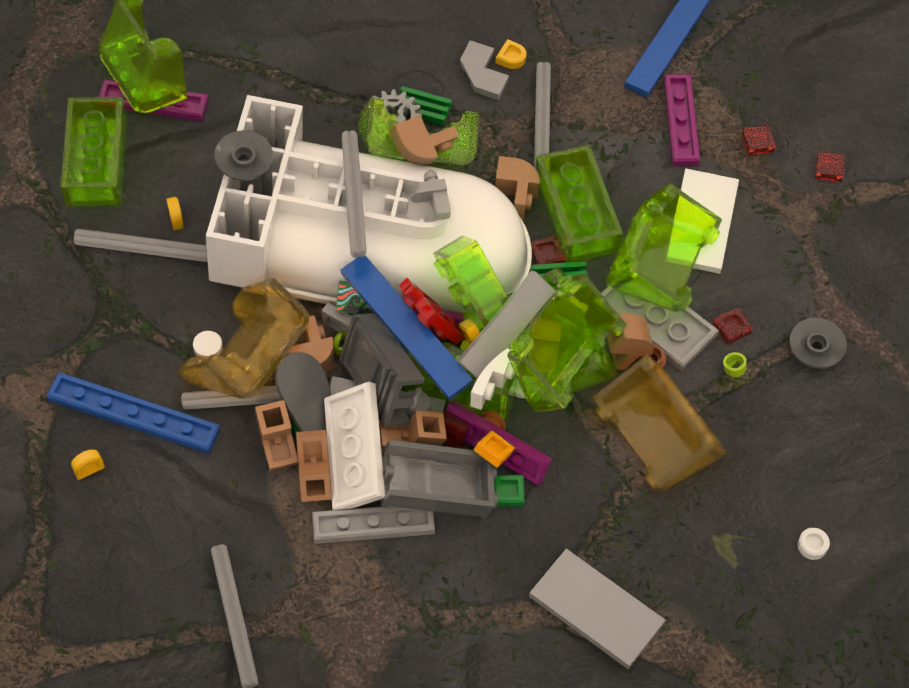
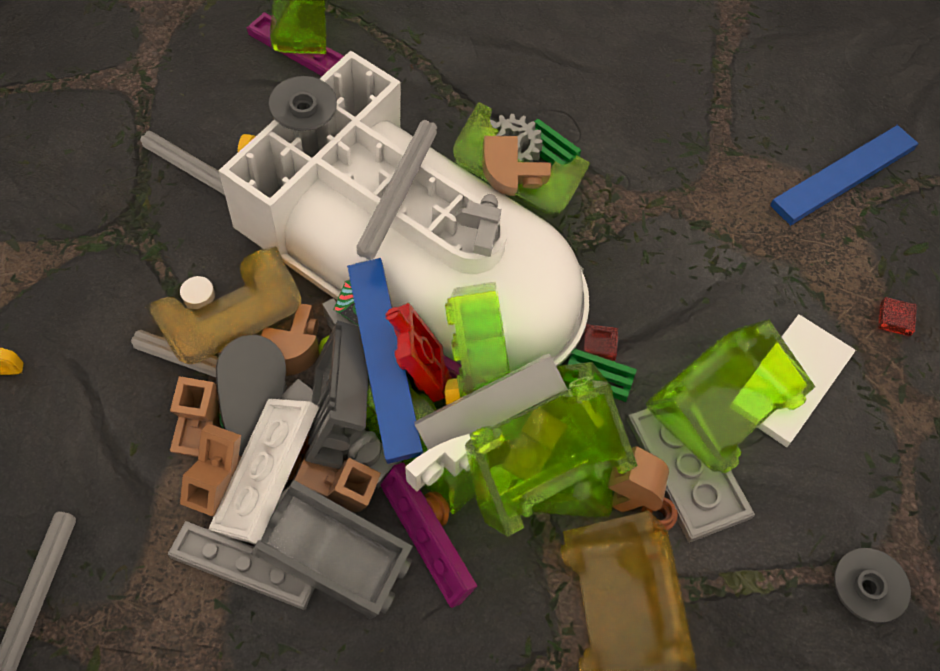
camera: 25 degrees right, 0 degrees up
(94, 151) = (207, 67): clear neon green brick -> none
(133, 412) = (85, 332): blue tile -> none
(456, 430) = (387, 498): clear red tile -> none
(482, 80) = (623, 142): light grey tile -> none
(494, 449) = (414, 543): light orange tile -> none
(509, 490) = (414, 598): green tile -> none
(511, 55) = (665, 131): yellow tile -> none
(518, 179) = (606, 254): medium nougat brick -> none
(542, 109) = (665, 203): light grey axle -> none
(578, 204) = (658, 305): clear neon green brick -> none
(681, 120) = (817, 263): magenta tile -> none
(731, 362) = (753, 560): lime hinge -> none
(732, 326) = (774, 516): clear red tile -> none

